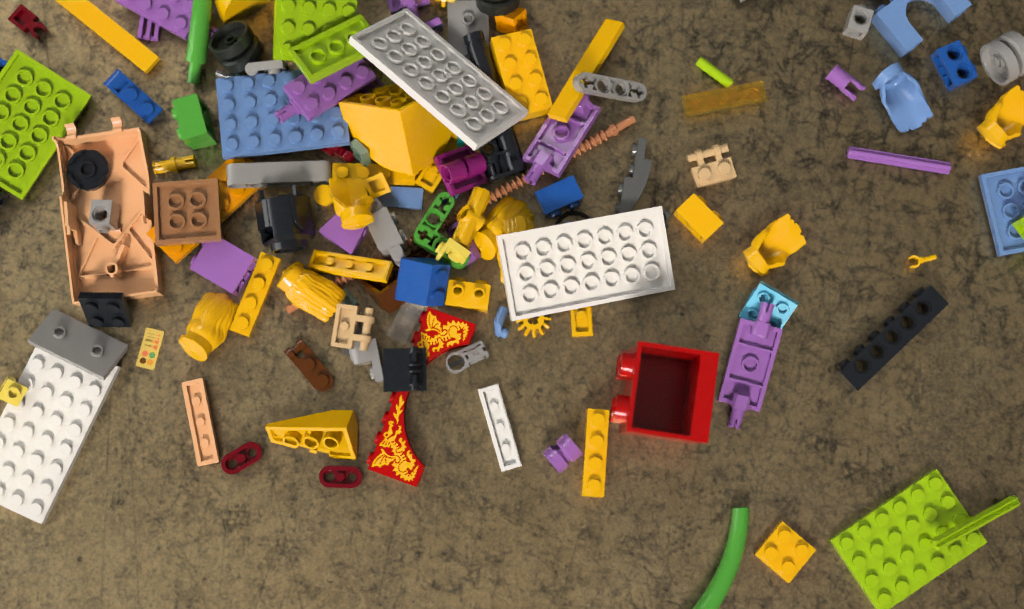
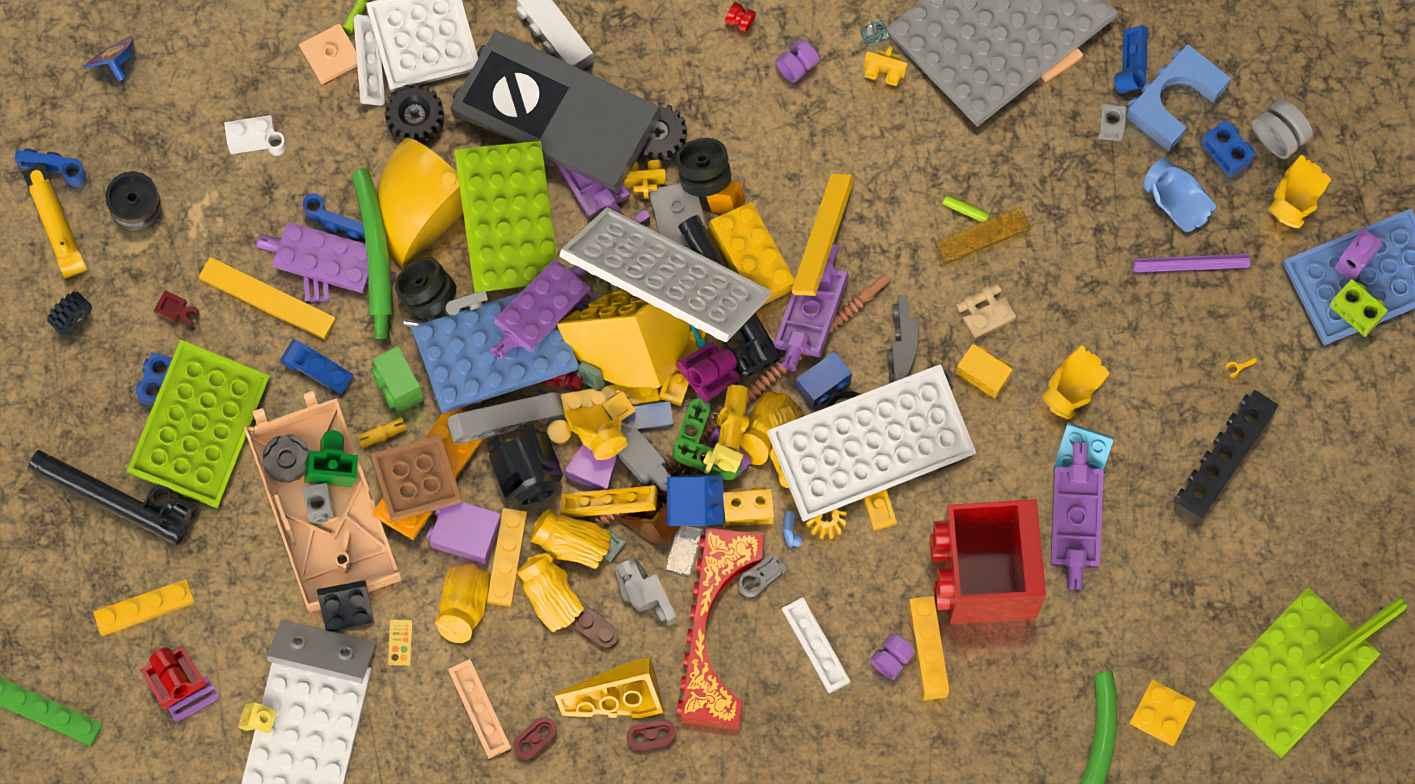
camera: 15 degrees left, 10 degrees down
(121, 183) = (330, 463): none -> green brick
(282, 333) = (549, 591): none -> yellow hair
(328, 50) = (536, 269): lime plate -> none
(345, 327) = (621, 566): tan plate -> none
(404, 369) = (697, 599): black hinge -> none
(610, 90) = (854, 250): light grey beam -> none
(841, 79) = (1107, 188): medium lavender hinge -> none

